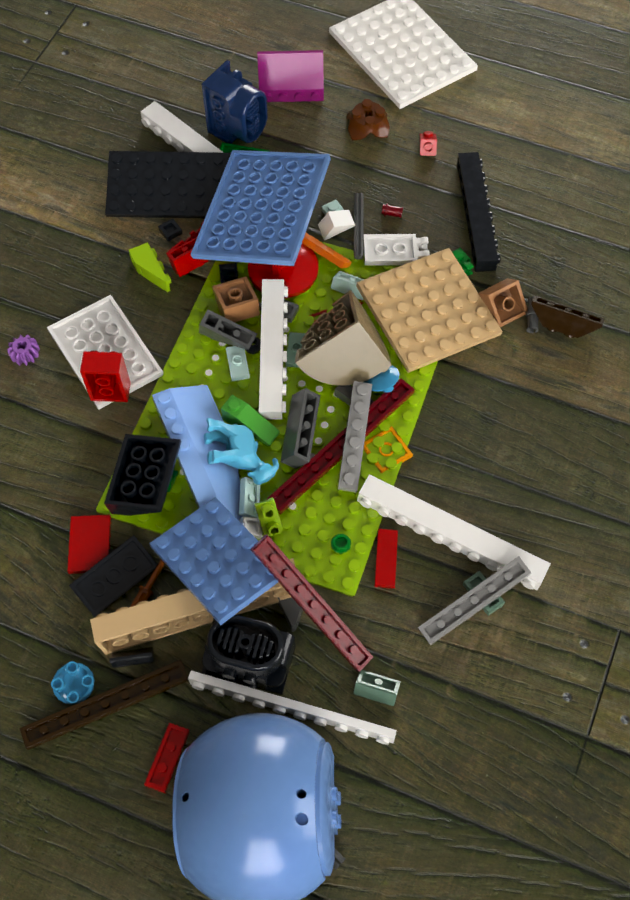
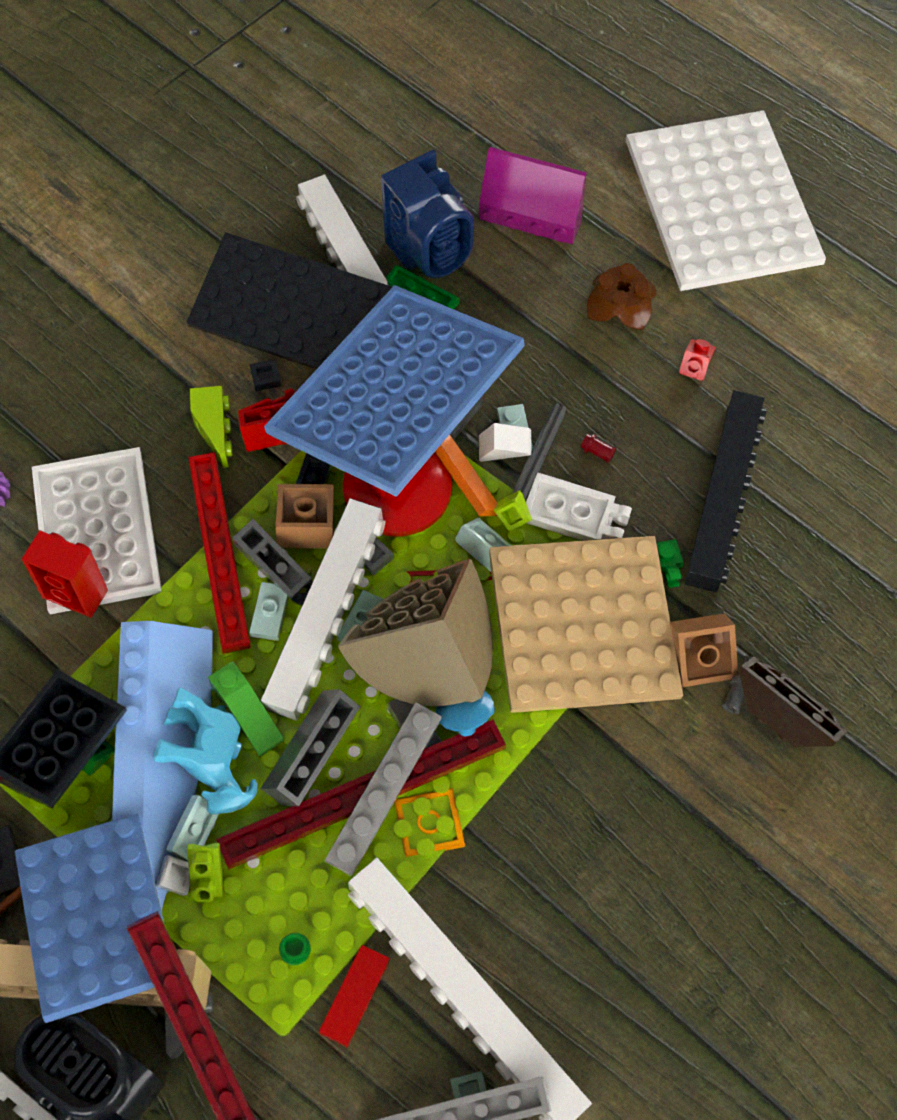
camera: 20 degrees right, 0 degrees up
(190, 339) = (219, 553): none -> red tile
(360, 259) = (513, 511): none -> lime slope

